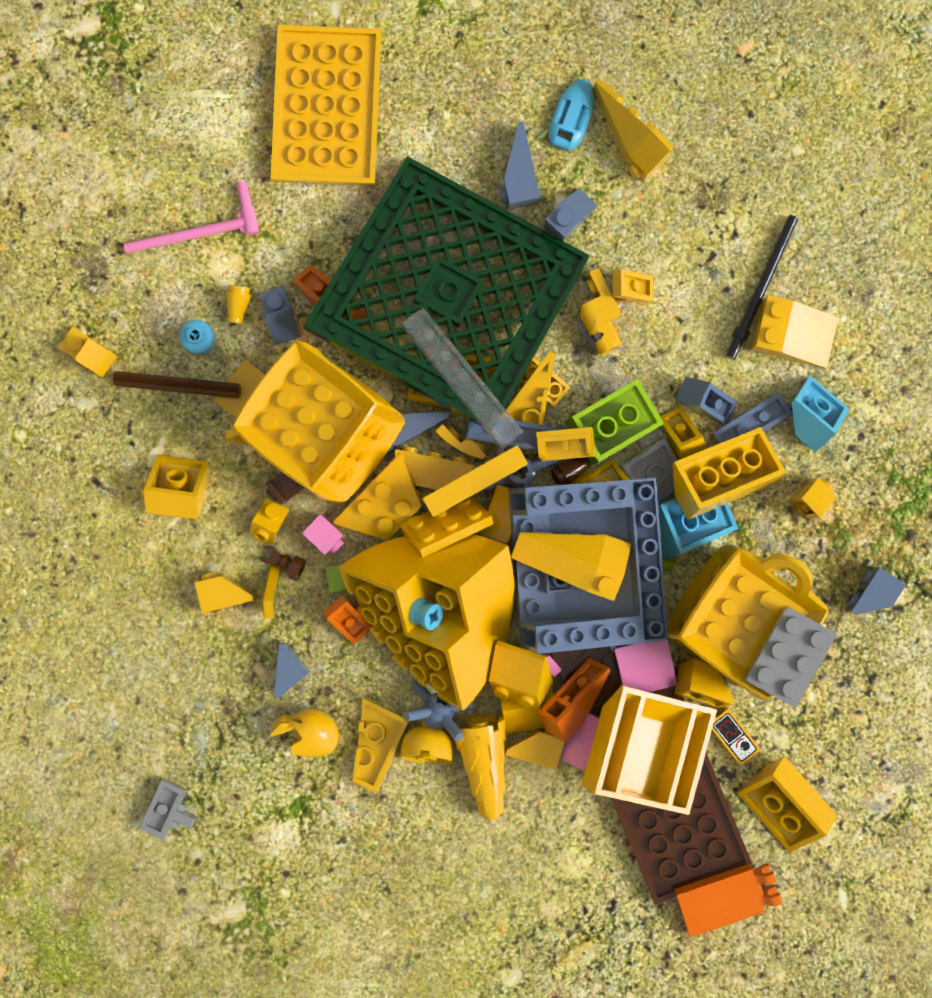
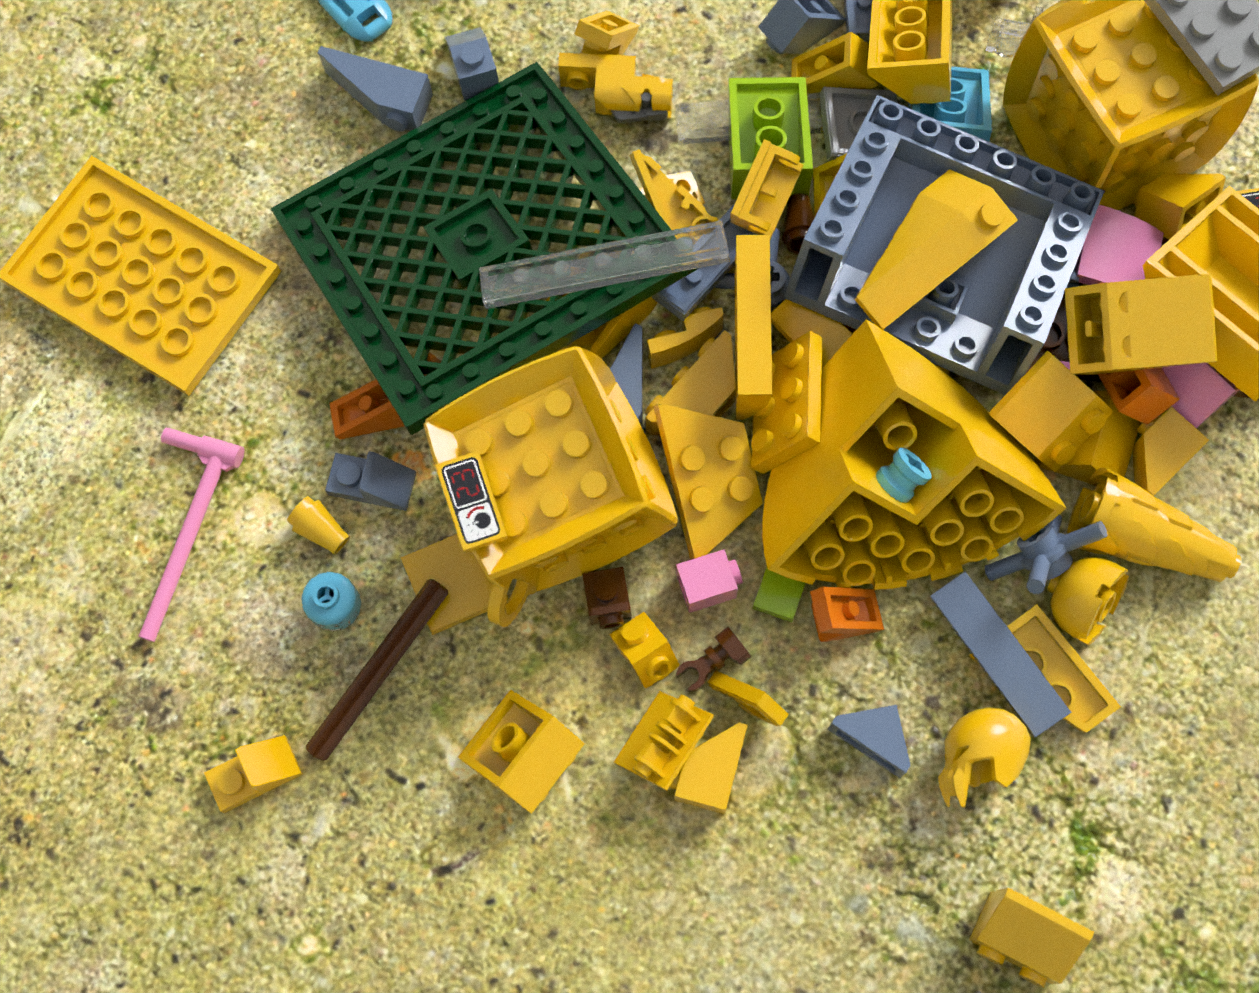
camera: 55 degrees left, 15 degrees down
(222, 559) = (664, 739): none -> yellow hinge
(225, 802) = (1029, 937): none -> yellow slope
(263, 394) = (471, 501): none -> tile
(369, 714) = (1000, 654): none -> sand blue tile
(582, 700) = (1140, 324): none -> yellow slope

